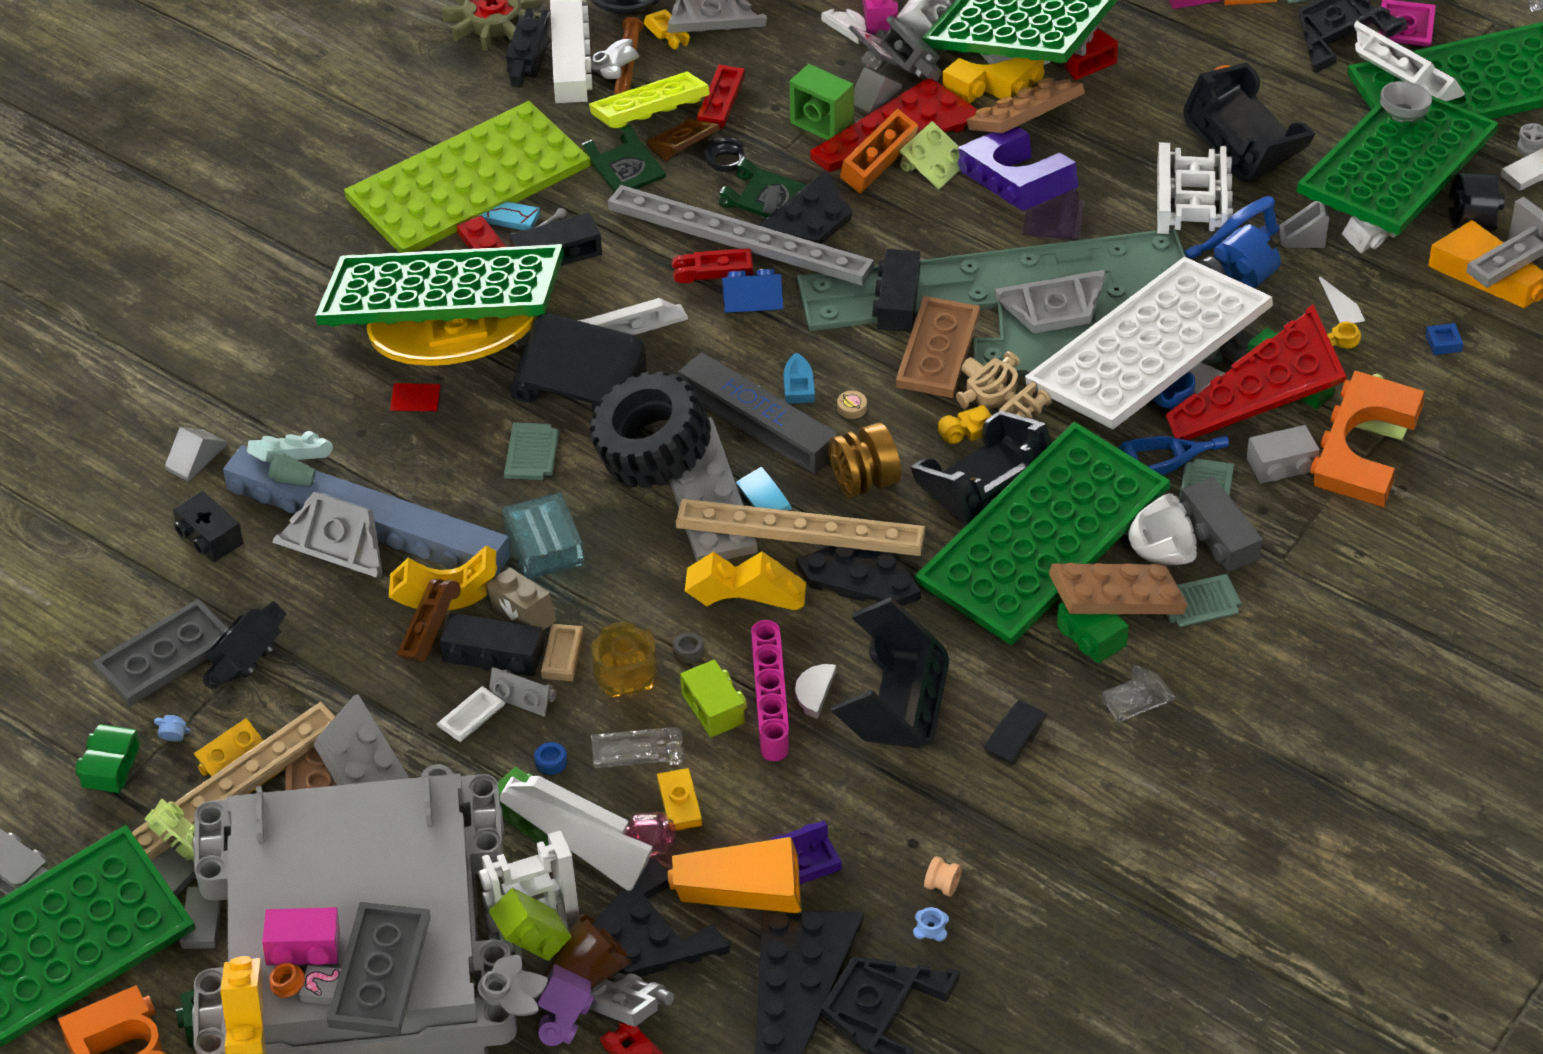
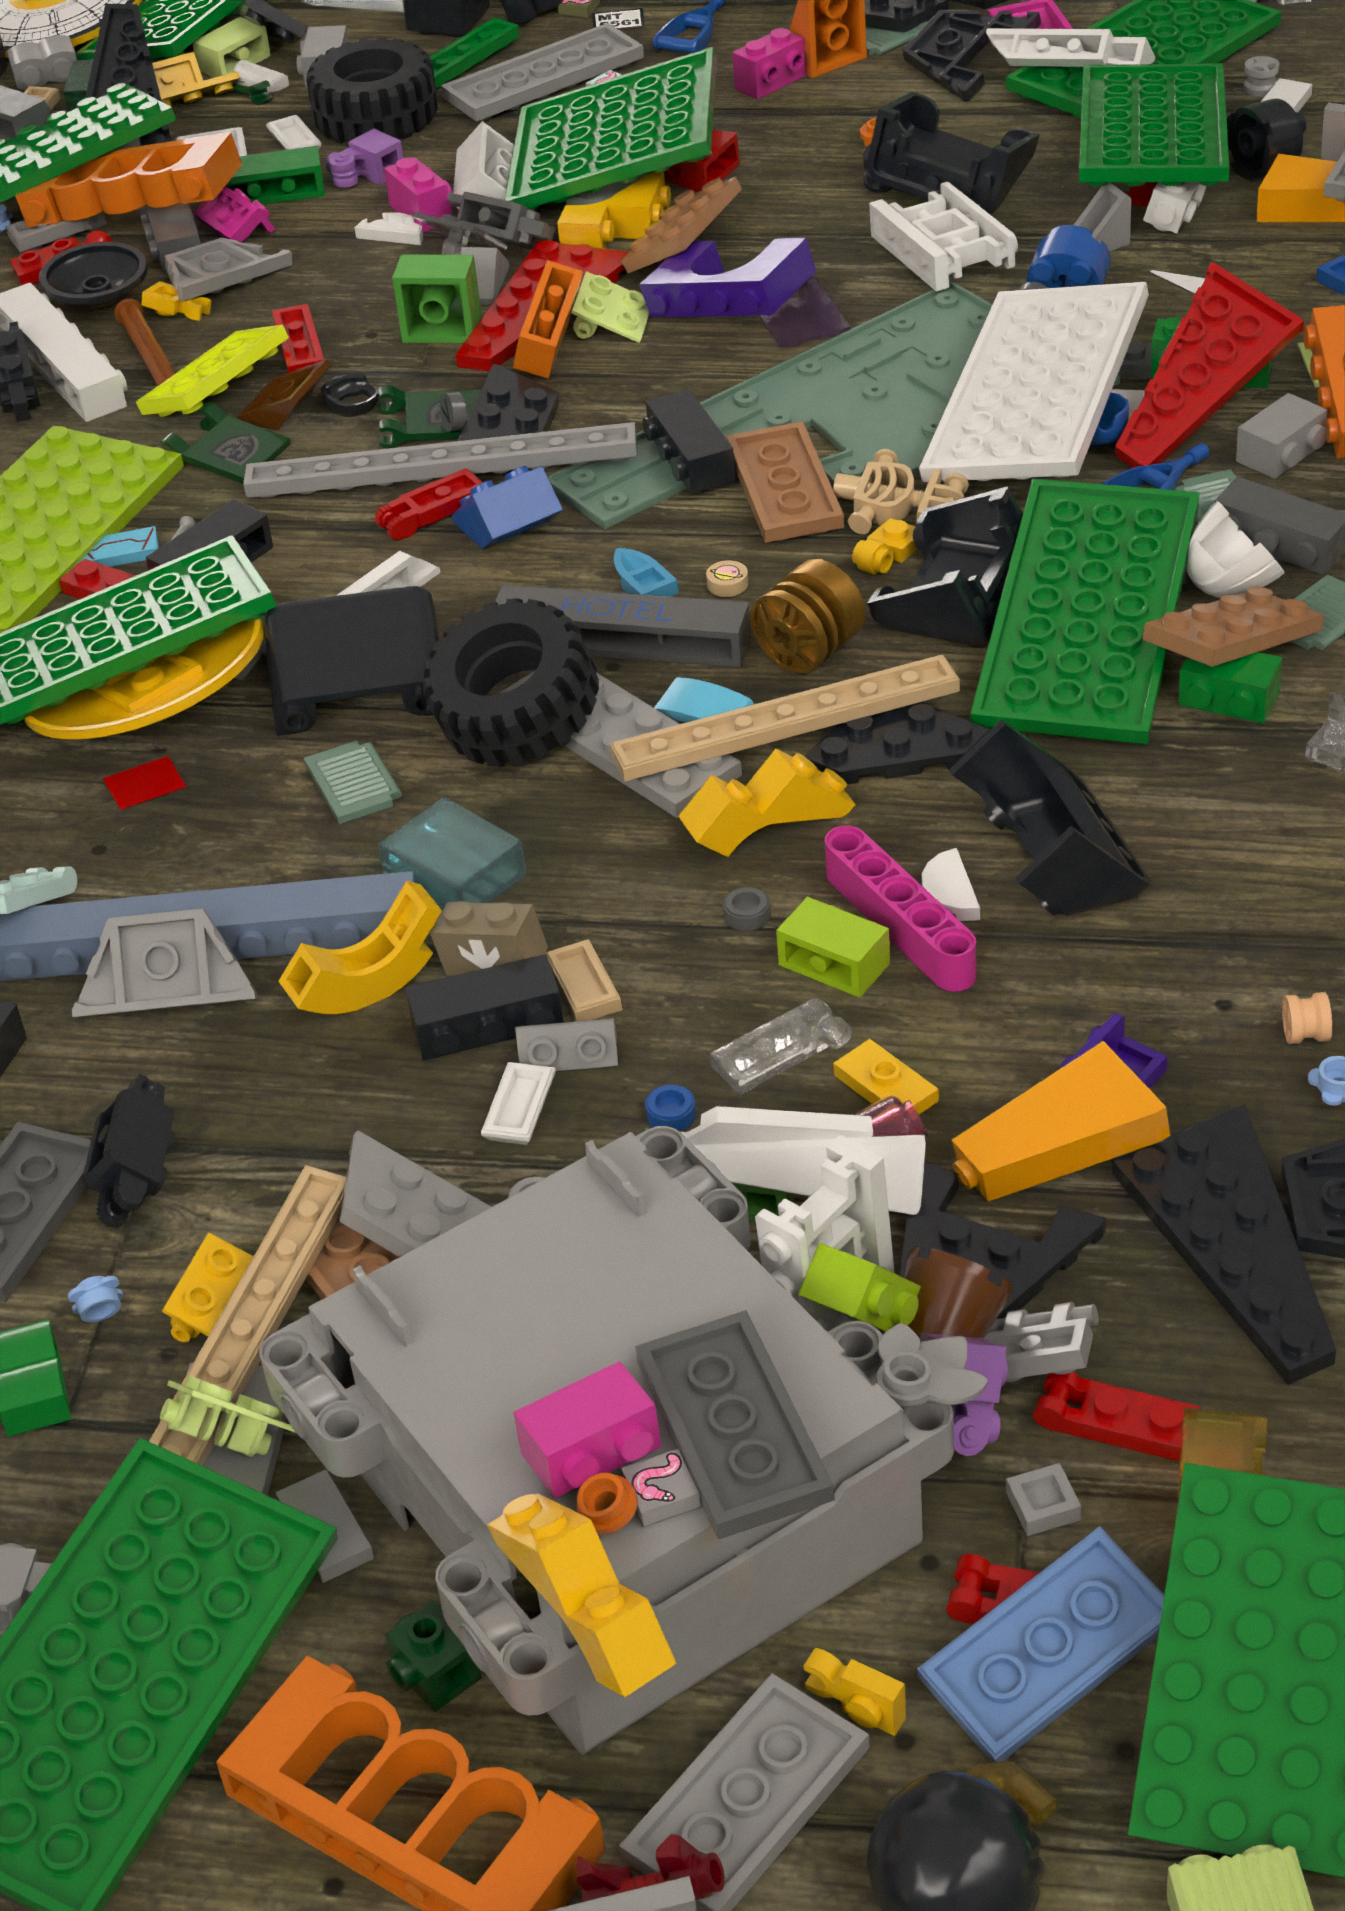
camera: 25 degrees left, 5 degrees down
(291, 471) = (53, 910): sand green cone -> none
(428, 619) = (378, 1010): reddish brown plate -> none
(609, 62) = (133, 347): light grey plate -> none
(624, 659) = (683, 948): clear yellow brick -> none
(1014, 732) = (1242, 830): black slope -> none
(1054, 302) = (881, 390): light grey wing -> none
(1263, 205) = (1019, 261): blue piece -> none
(1405, 100) = (1119, 68): light grey piece -> none

